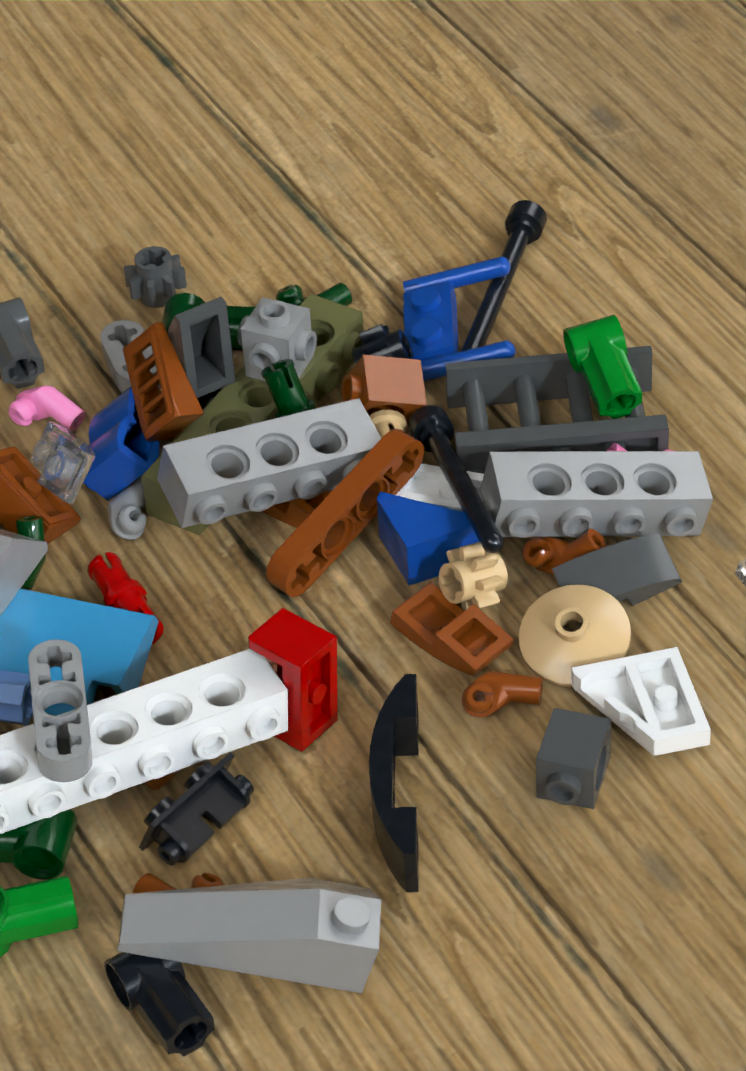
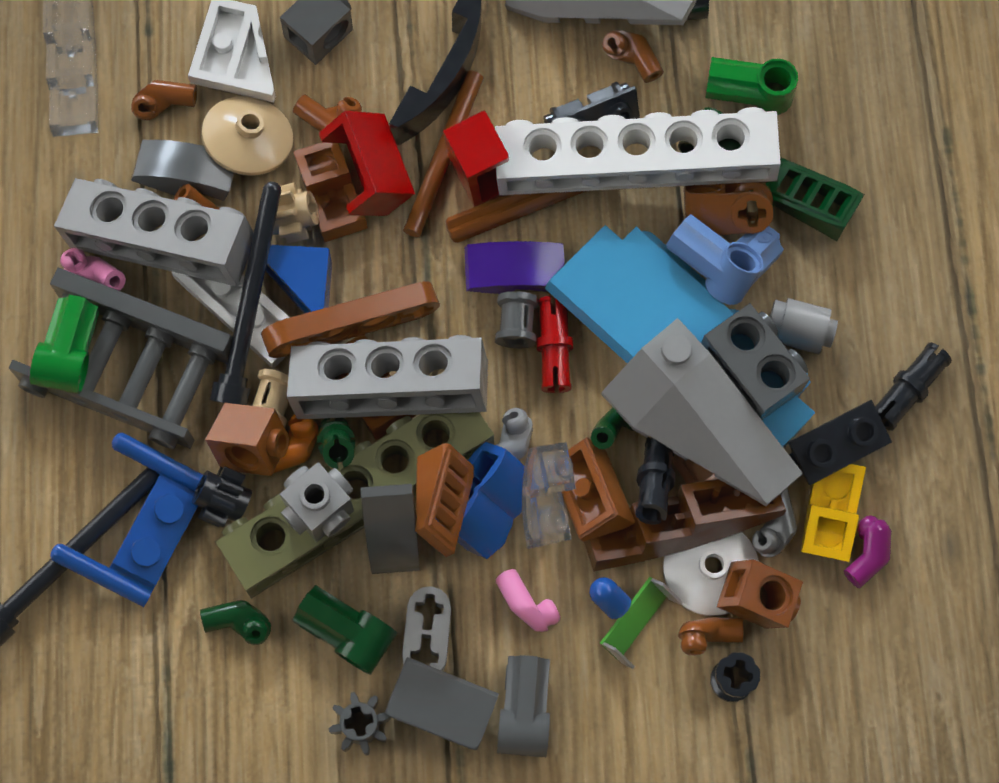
camera: 160 degrees left, 30 degrees up
(49, 727) = (669, 124): light grey beam -> none
(87, 306) = (441, 704): none -> dark grey slope
(176, 595) = (516, 320): none -> dark grey bush
(203, 637) = (511, 265): none -> dark purple slope
(350, 724) = (440, 159): none -> dark orange bar
(419, 642) = (375, 159): none -> red panel
(701, 629) = (160, 95): none -> dark orange arm

